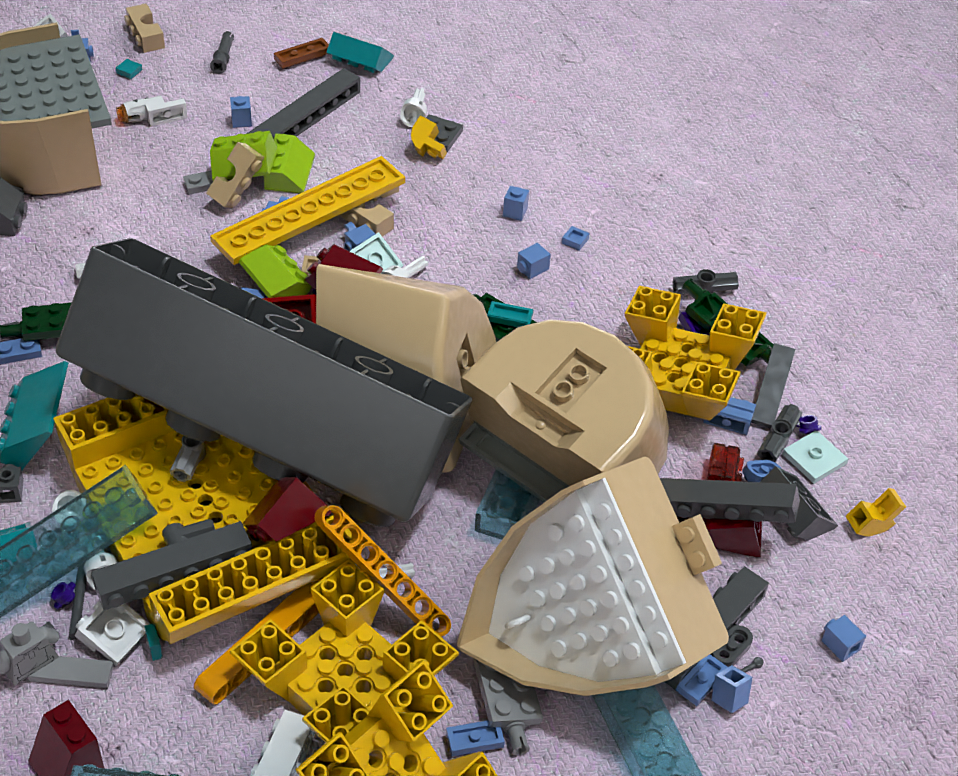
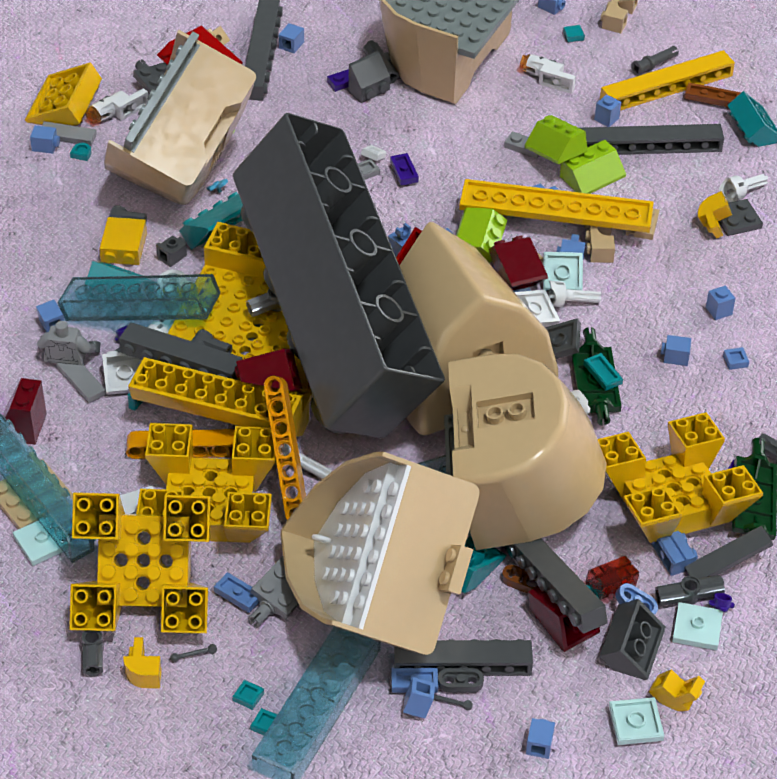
camera: 50 degrees right, 0 degrees up
(246, 163) = (546, 143): tan arch -> none
(255, 60) = (670, 80): none -> yellow brick
(877, 563) = (636, 721): none -> light aqua plate

